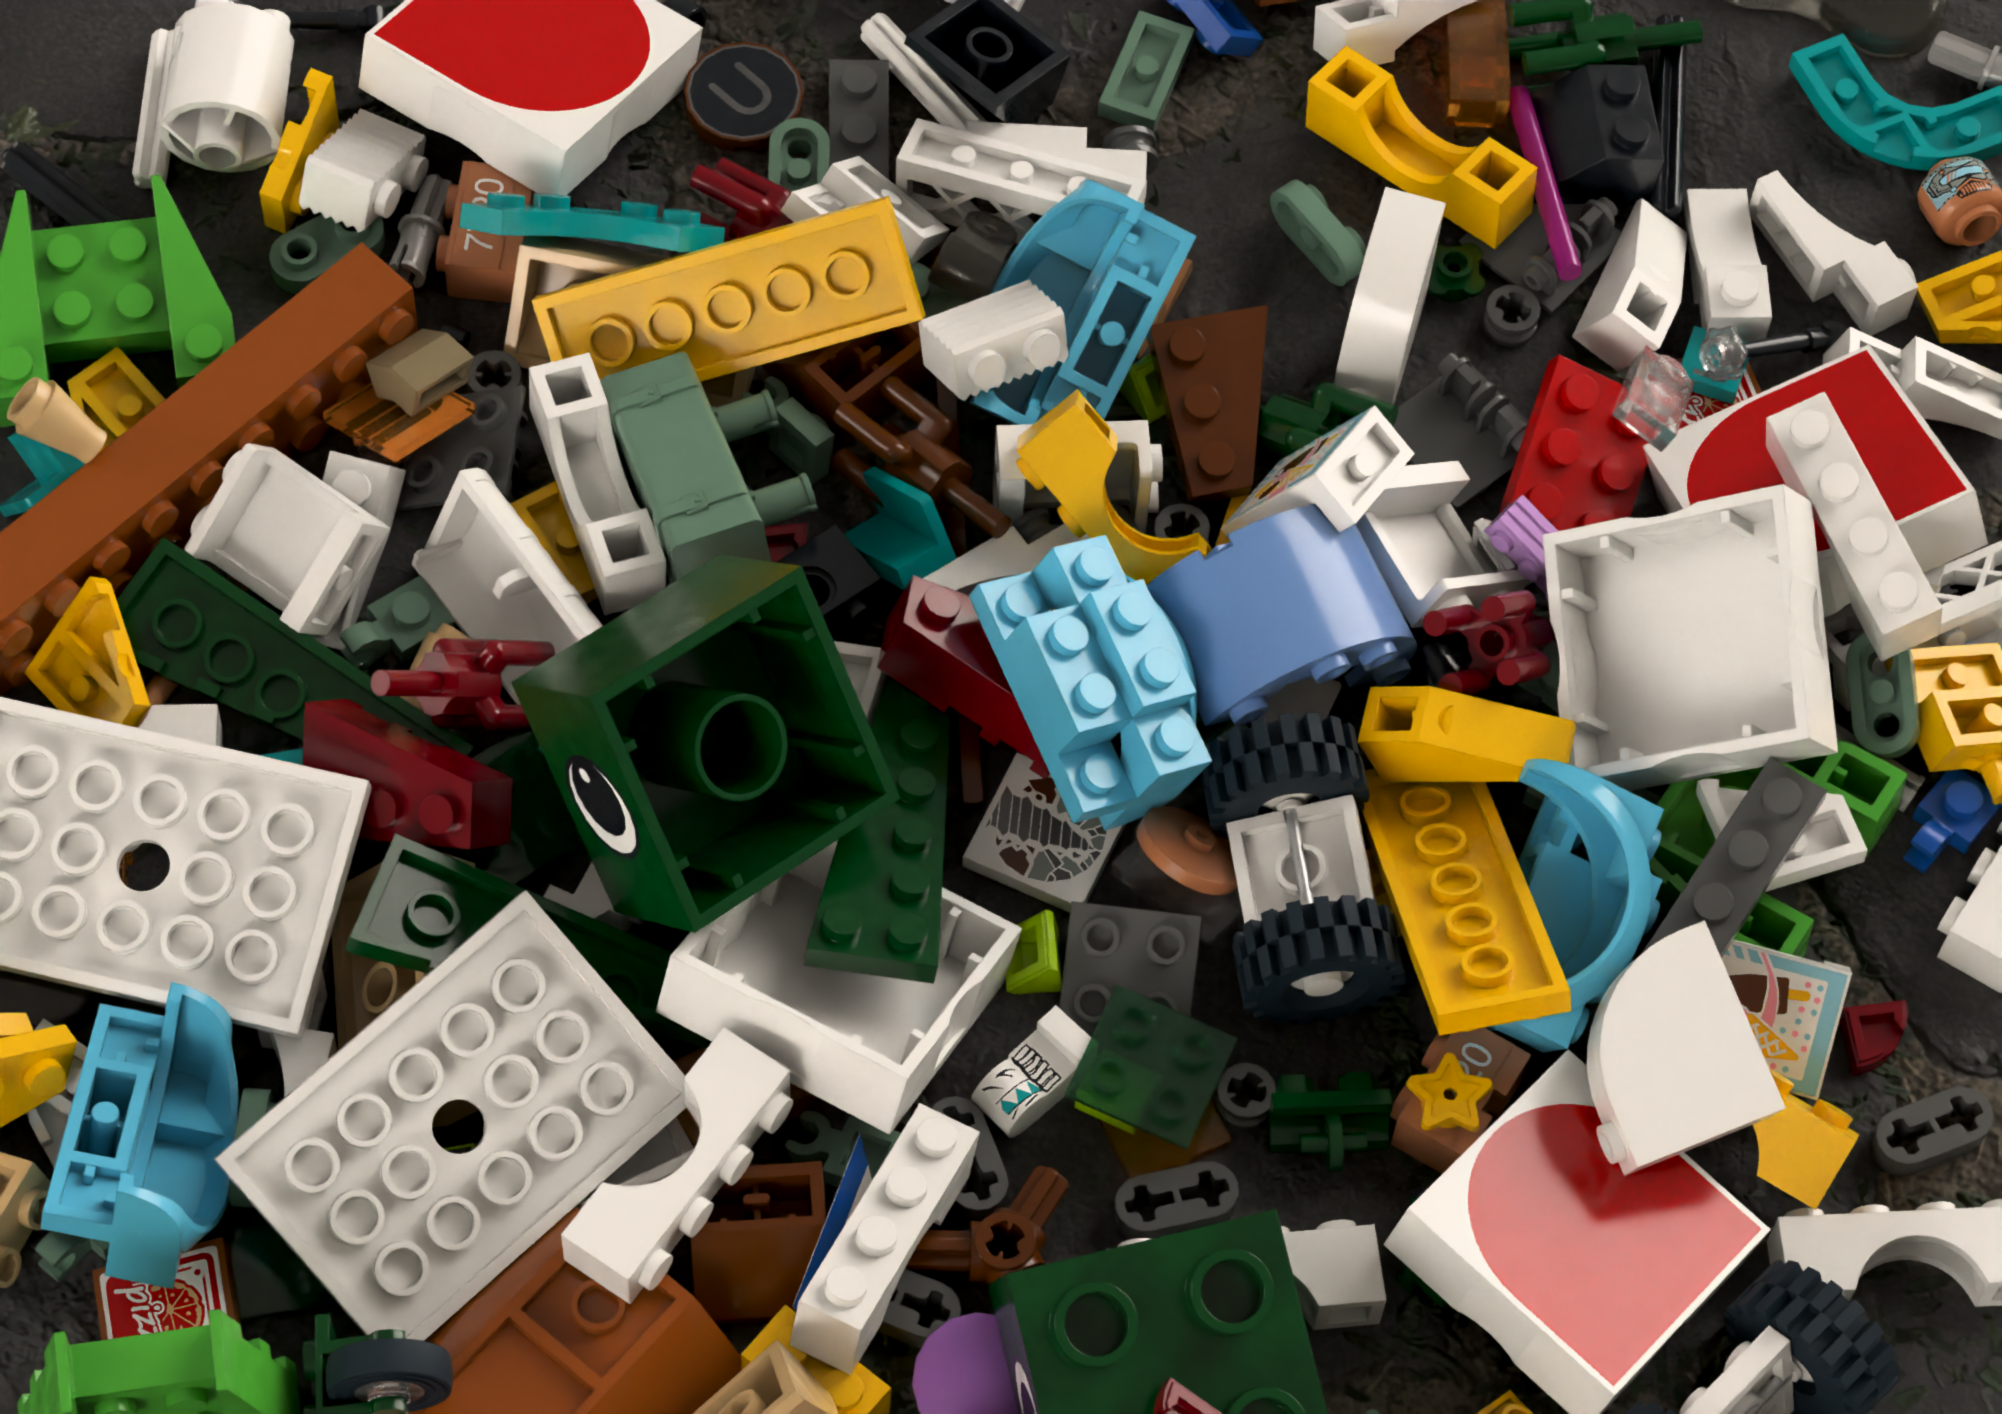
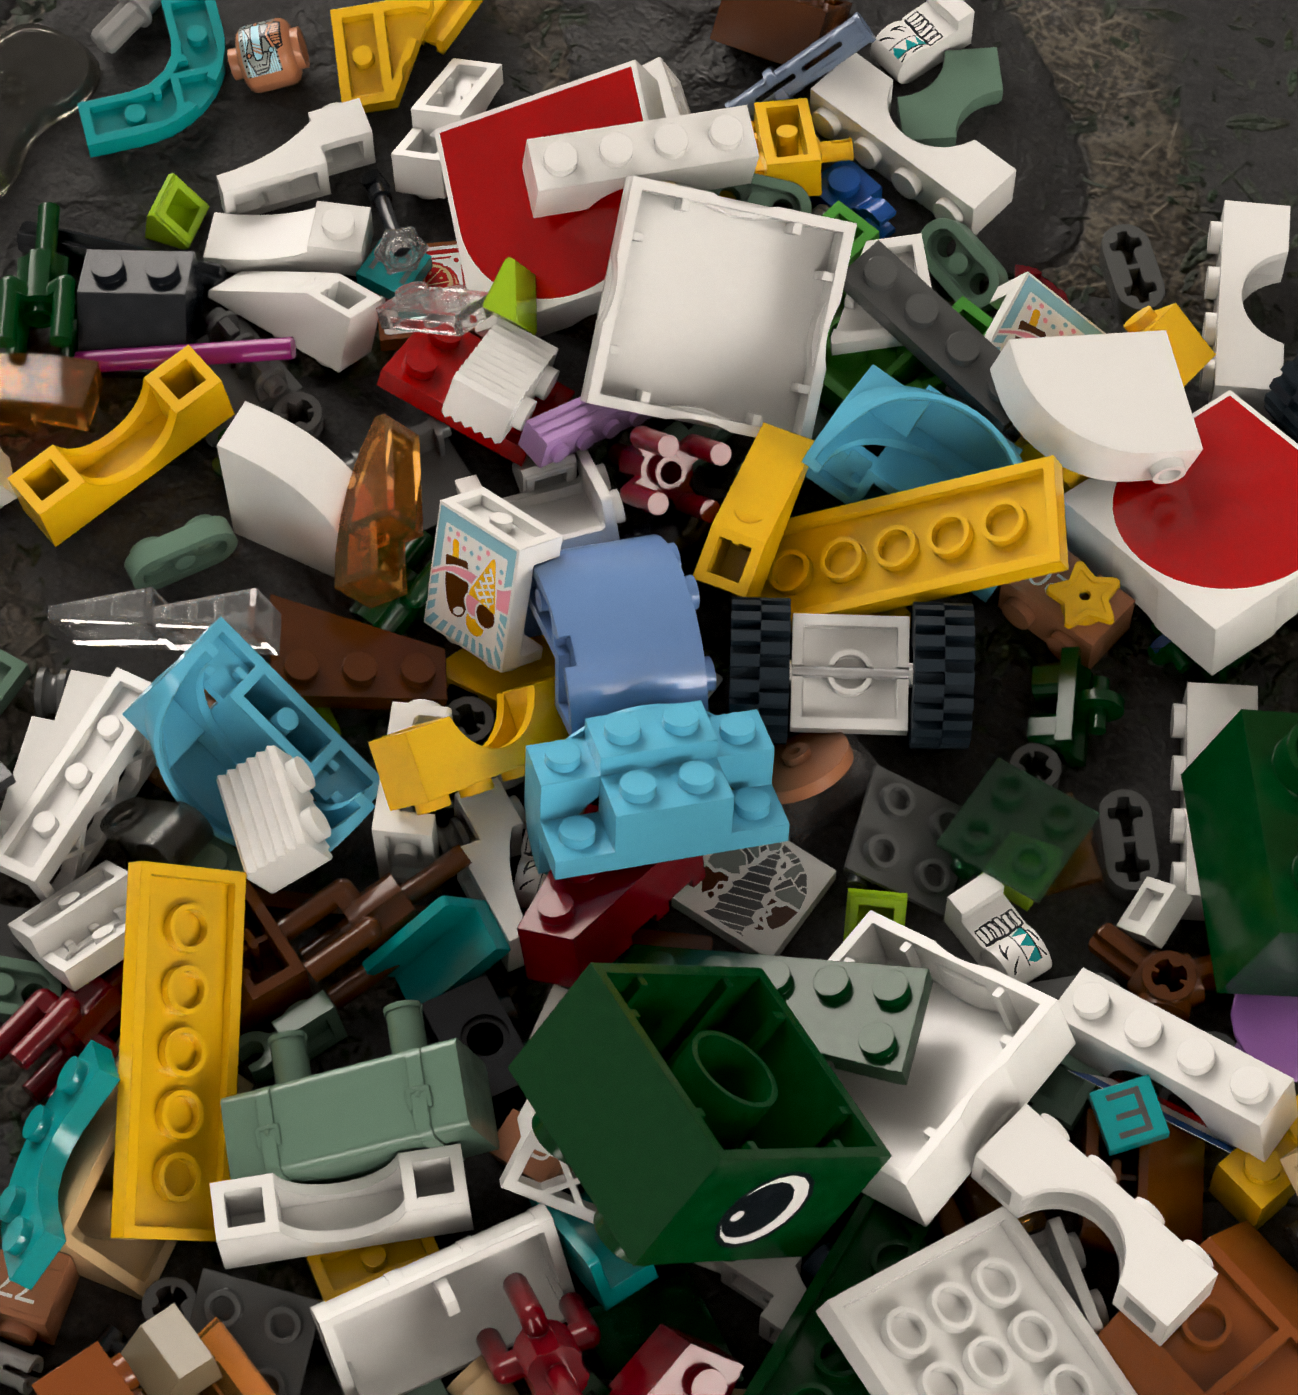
camera: 75 degrees left, 0 degrees up
(812, 1193) = (1129, 1115): none -> teal tile
(1085, 1224) = (1154, 912): none -> white tile
(1219, 262) = (147, 620): none -> clear slope
(1382, 370) = (380, 515): none -> clear orange slope
(1569, 464) = (501, 380): none -> white brick
(1671, 456) = (514, 296): none -> lime slope
(1736, 154) = (175, 214): none -> lime slope
(1887, 938) = (966, 267): none -> sand green plate

